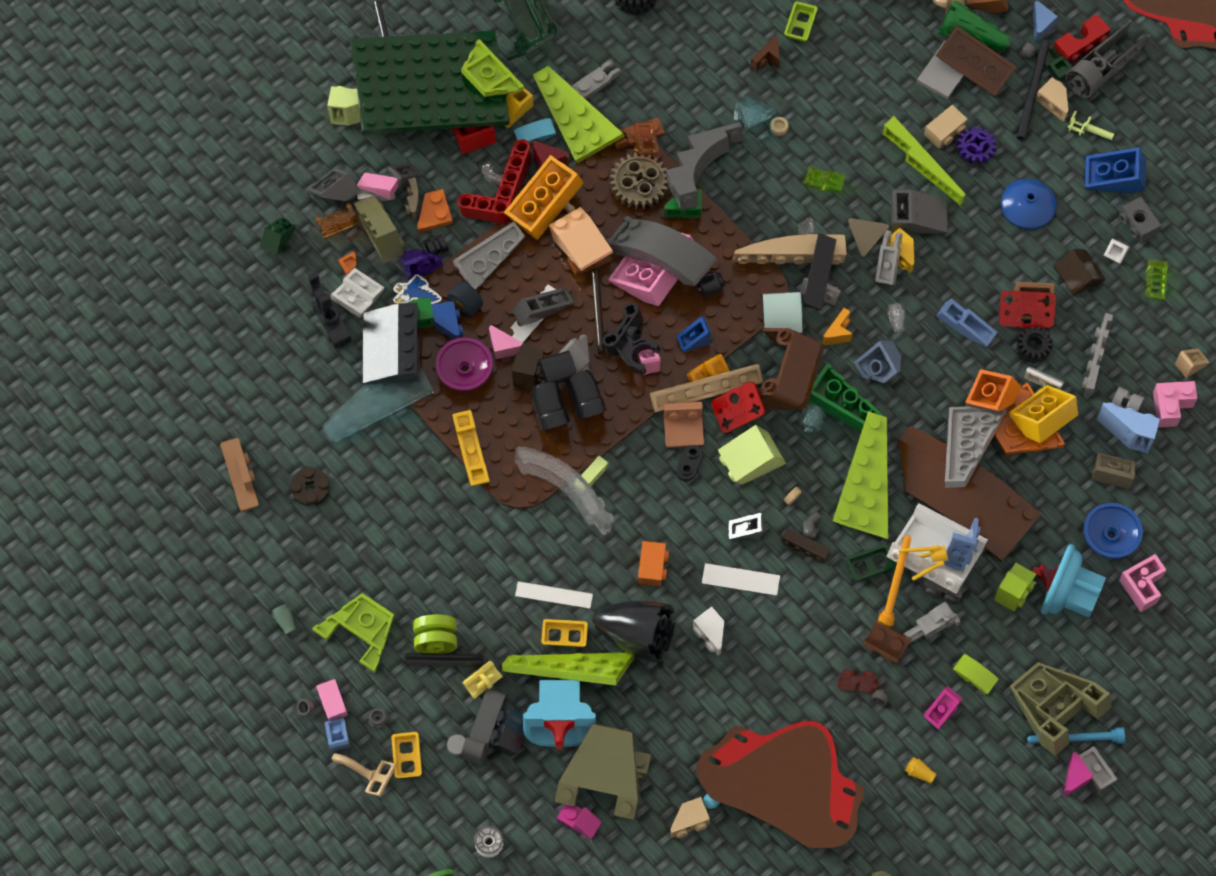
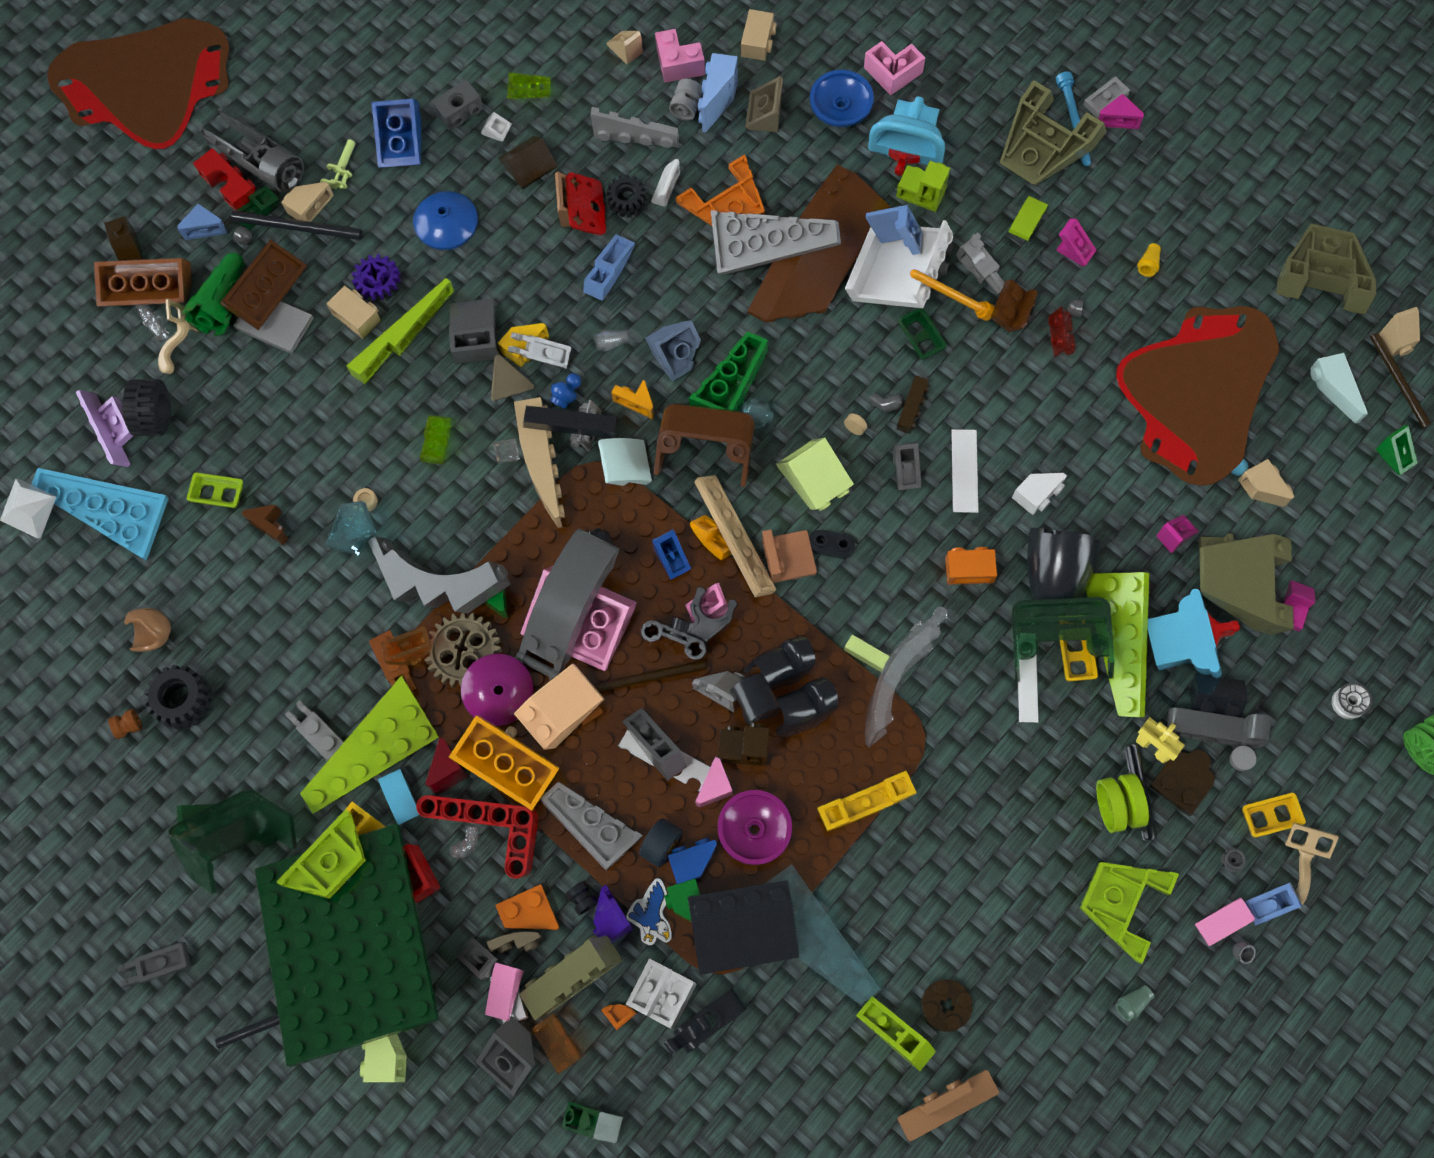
camera: 95 degrees left, 5 degrees up
(293, 447) = (896, 1033): none -> lime slope
(447, 696) = (1185, 780): none -> dark brown plate
(593, 595) = (1062, 620): none -> clear green windscreen
(612, 206) = (479, 685): none -> magenta dish
(657, 735) = (1176, 533): none -> dark pink slope
(738, 412) = (766, 490): red axle -> none
(851, 276) = (565, 394): none -> blue animal
(865, 491) = (841, 346): lime wing -> none
(937, 554) = (920, 247): yellow plant -> none
(993, 391) = (699, 225): orange slope -> none
(1044, 413) = (713, 173): yellow slope -> none
(1192, 473) = (757, 35): none -> tan brick

